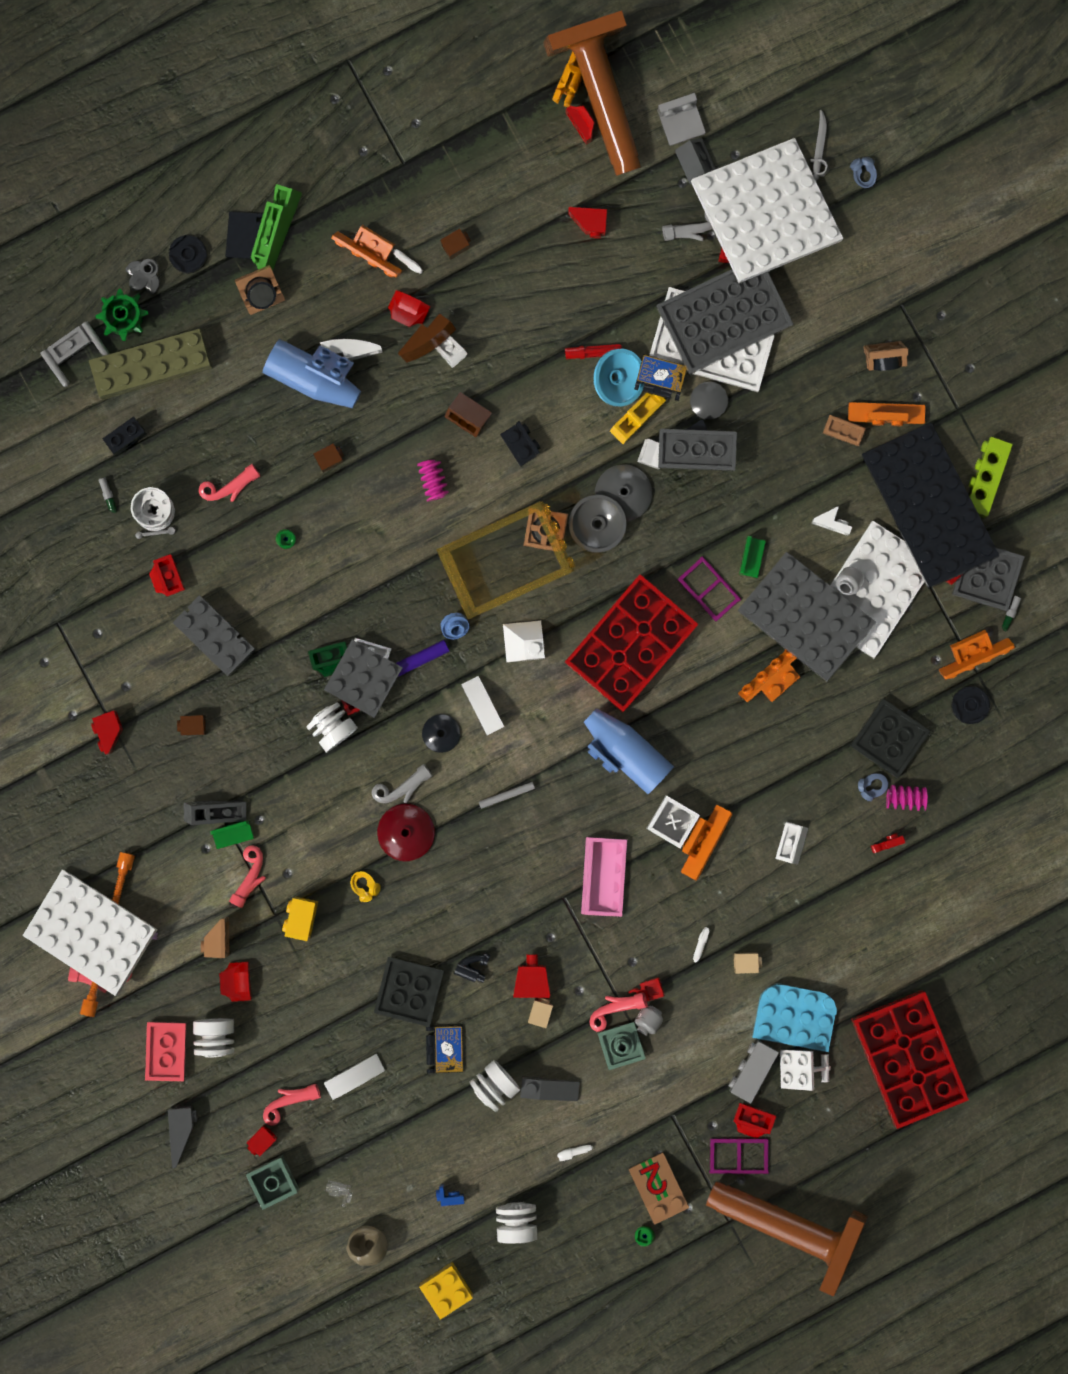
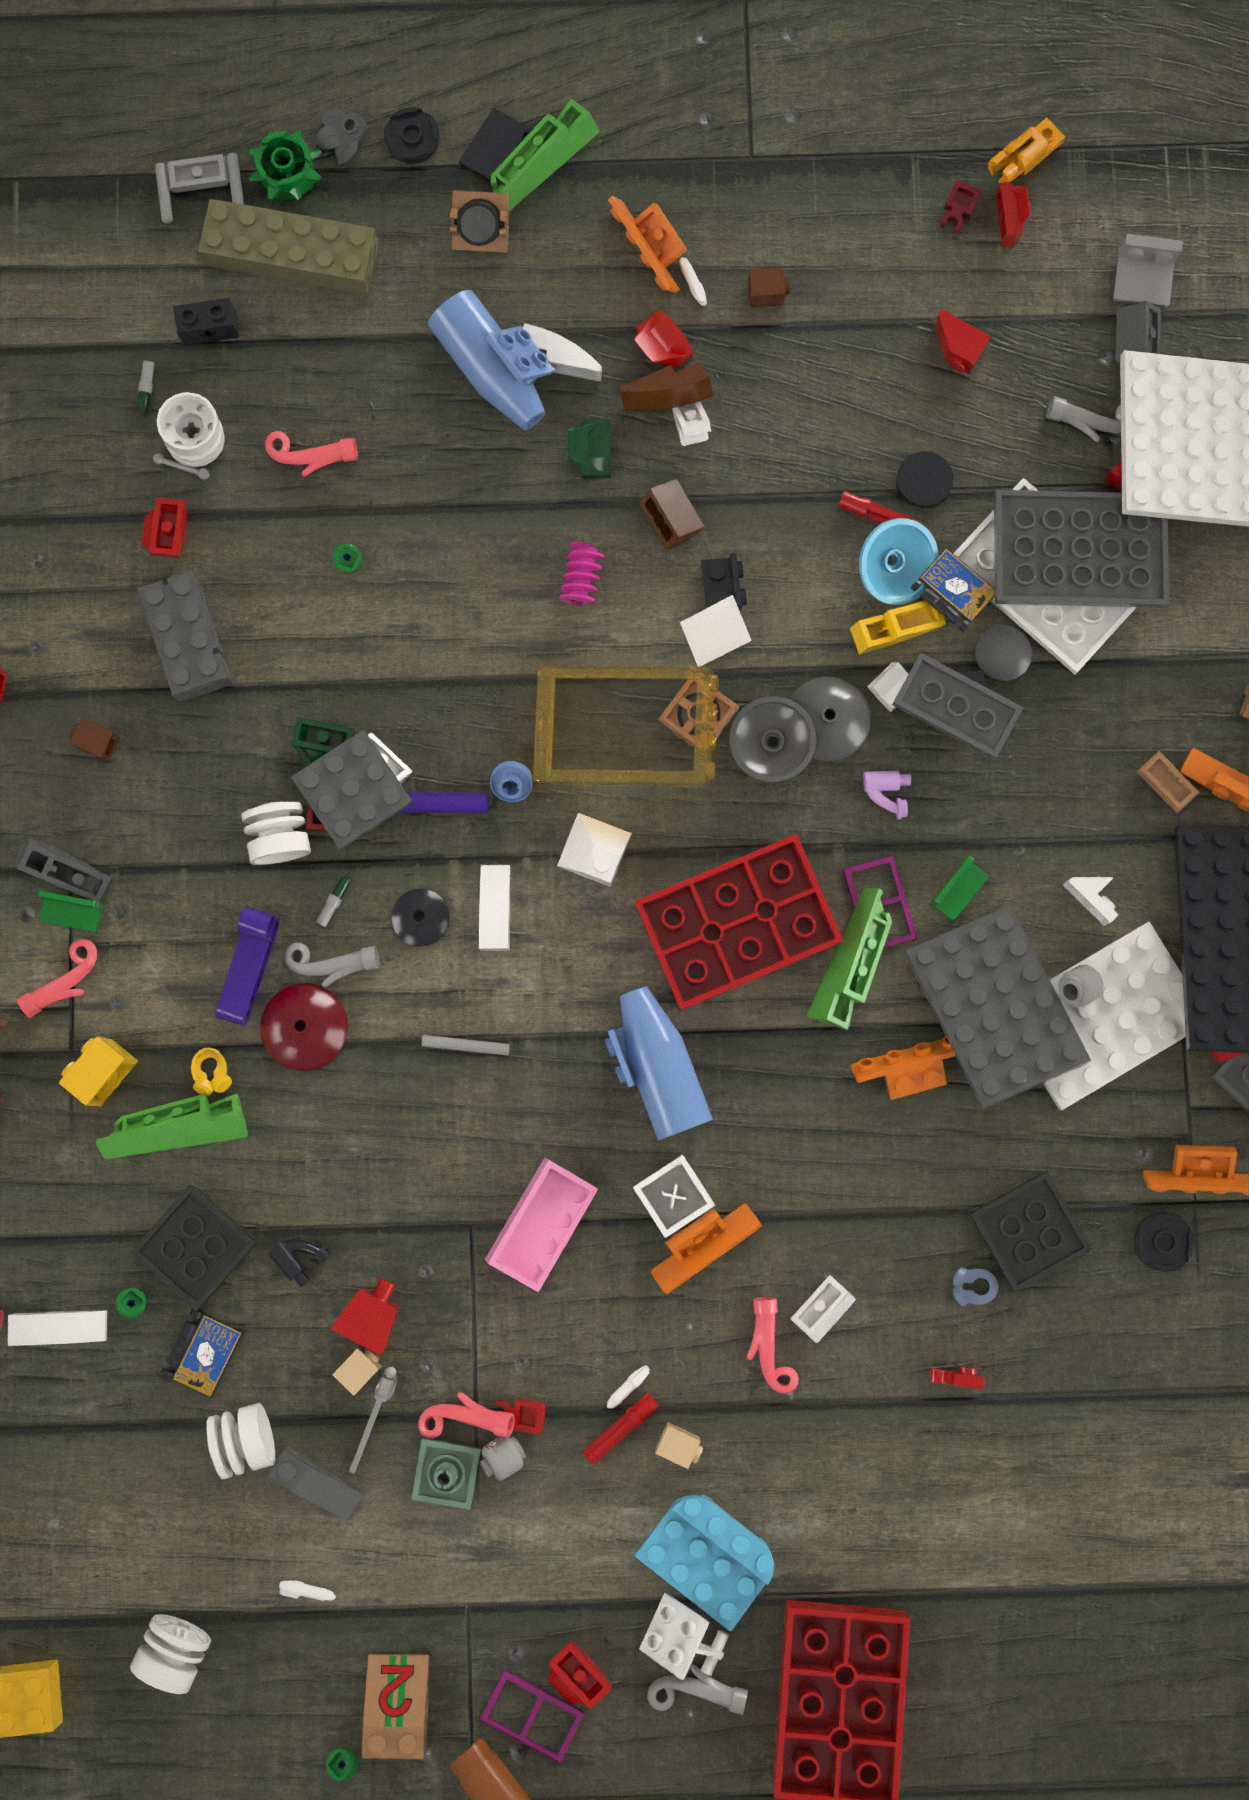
camera: 25 degrees right, 5 degrees down
(329, 457) = (459, 479): reddish brown brick -> none
(354, 813) = (248, 965): none -> dark purple beam
(361, 927) = (175, 1126): none -> bright green wedge
(385, 749) = (333, 901): none -> light grey piece
(389, 1042) = (131, 1303): none -> green tile
(398, 397) = (591, 448): none -> dark green slope
(452, 1198) = (102, 1571): blue bracket -> none
(530, 474) = (715, 631): none -> white sticker
(547, 130) = (960, 204): none -> dark red plate
(561, 1018) = (383, 1392): none -> light grey sword
(589, 49) = (1073, 99): dark orange piece -> none
(609, 316) = (924, 479): none -> black tile
(673, 515) = (879, 781): none -> lavender plant
(708, 970) = (632, 1418): none -> red axle
(710, 632) = (853, 962): none -> bright green wedge
(753, 1071) = (611, 1605): light grey brick -> none
(766, 879) = (765, 1341): none -> coral plant
(828, 1090) = (703, 1687): none -> light grey plant
(907, 797) = (1015, 1325): dark pink piece -> none

